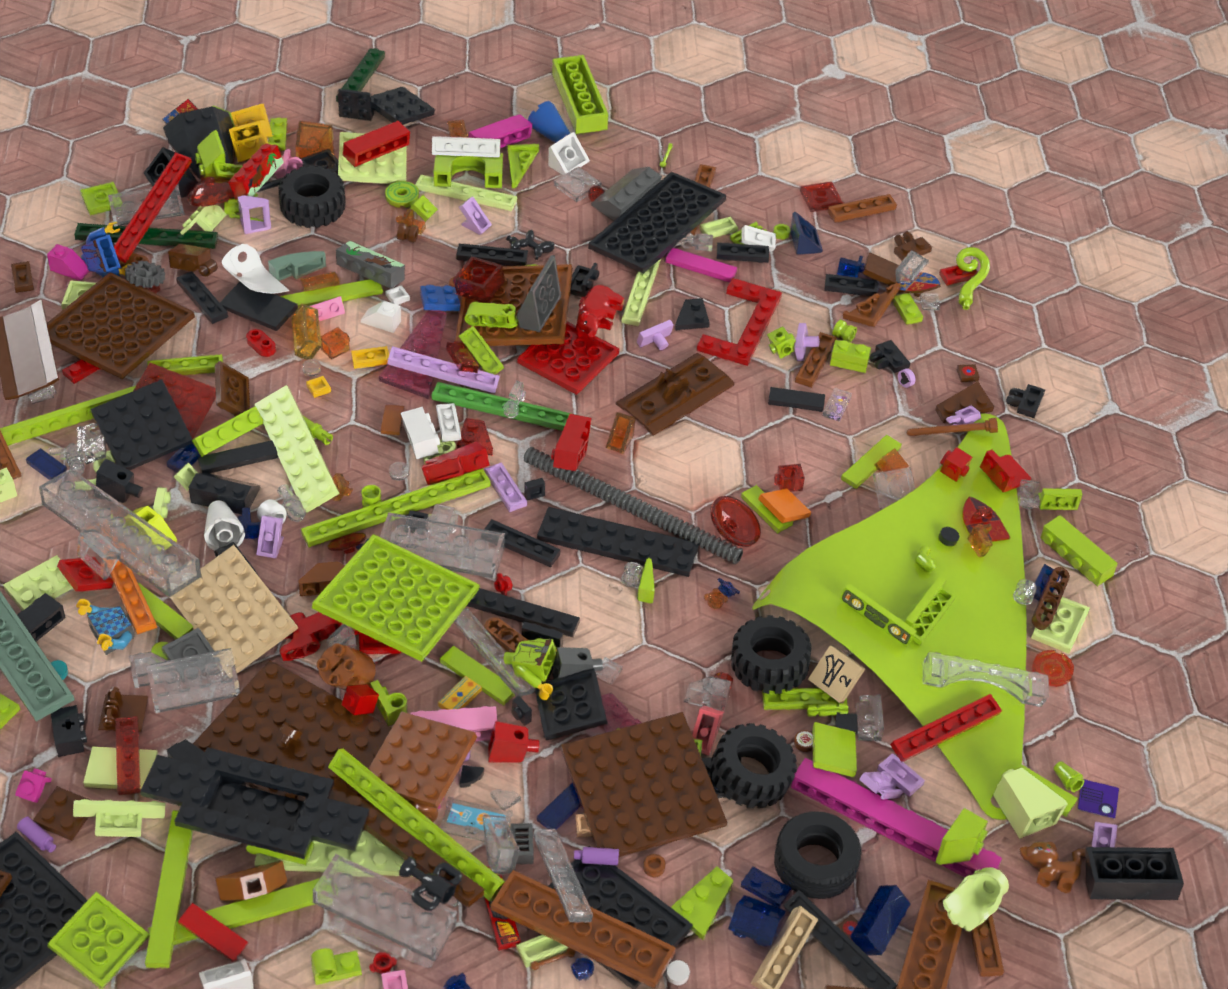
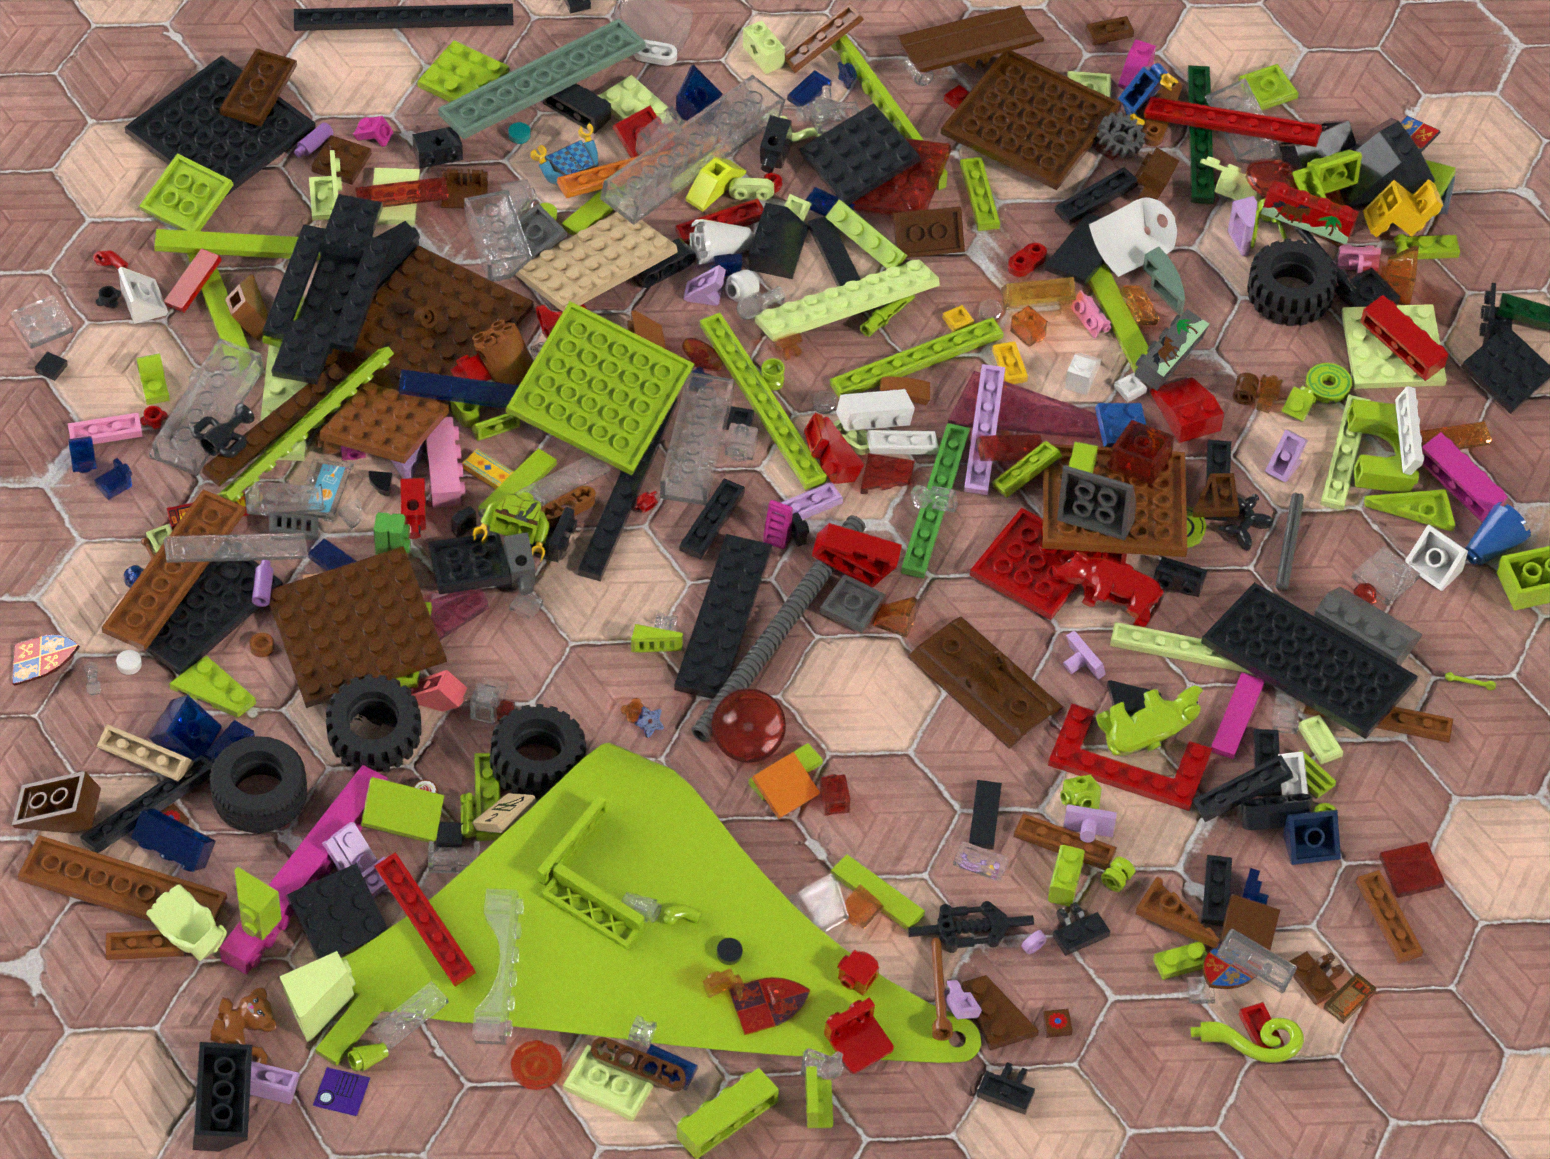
camera: 90 degrees right, 5 degrees up
(37, 431) = (846, 74): none -> clear blue plate
(43, 540) = (695, 94): none -> clear blue slope
(149, 493) = (776, 179): none -> red plate
(190, 528) = (739, 215): none -> red tile
(358, 414) = (918, 357): none -> lime tile
(386, 696) = (456, 389): none -> clear blue tile
(408, 685) = (495, 426): none -> lime slope
(425, 263) = (1189, 409): none -> red slope
(515, 249) = (1218, 497): none -> reddish brown wing
(535, 497) = (778, 527): none -> dark pink slope
(546, 757) = (391, 533): none -> bright green brick
(547, 226) = (1289, 541): none -> dark grey axle
(607, 460) = (853, 603): none -> dark grey plate
(719, 301) = (1149, 725): none -> lime animal
(771, 260) = (1243, 788): none -> black plate
(787, 248) = (1273, 811): none -> black beam
(897, 424) = (946, 929): none -> black bar
(920, 229) = (1350, 998): none -> clear orange tile
(925, 579) = (644, 905): none -> clear cone
(940, 793) = (337, 912): none -> black plate
(1026, 747) = (410, 1015): none -> clear plate

